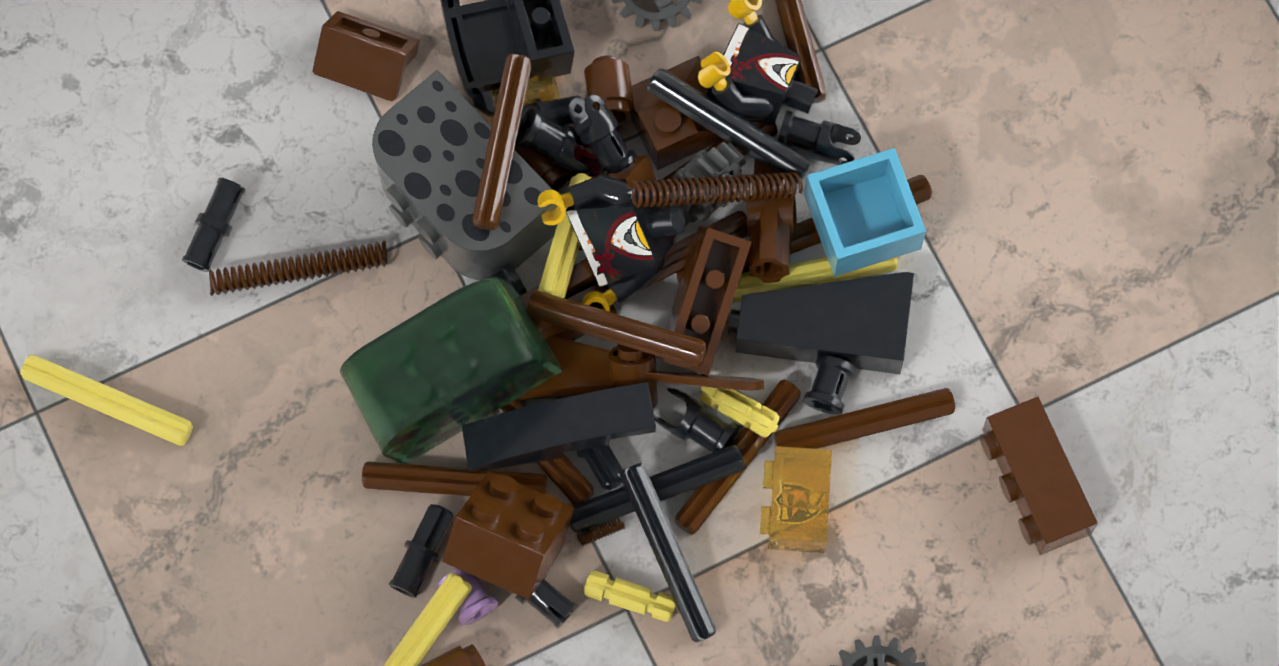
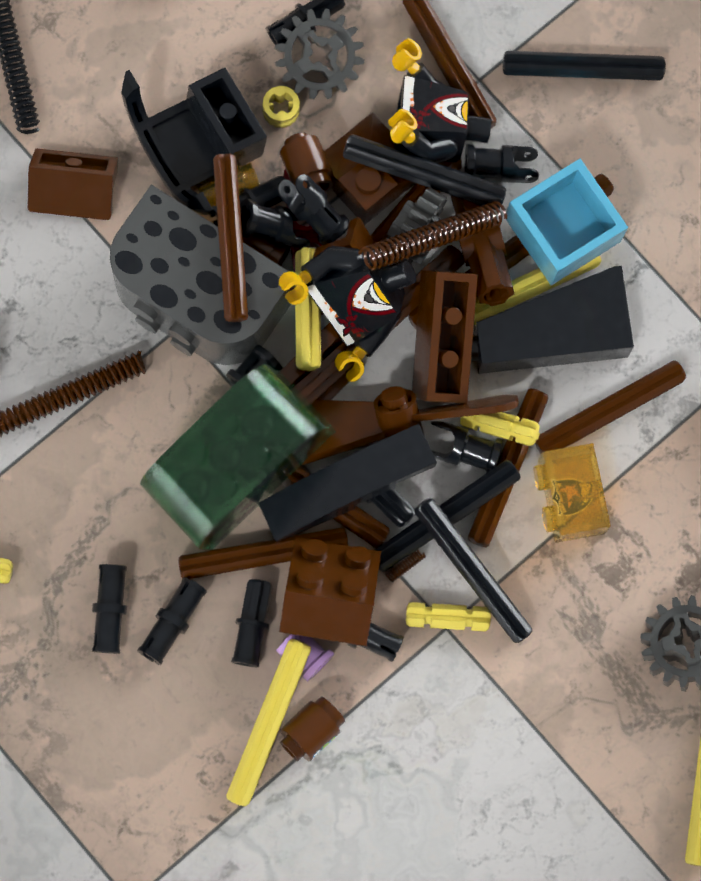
camera: 25 degrees left, 5 degrees up
(277, 497) = (109, 609): none -> black pin
(339, 526) = (172, 621): none -> black pin
(606, 15) = (280, 94): none -> light yellow bush
(617, 328) = (377, 382): reddish brown axle -> none
(829, 384) = (571, 383): black bush -> none
(936, 59) = (583, 65): none -> black axle

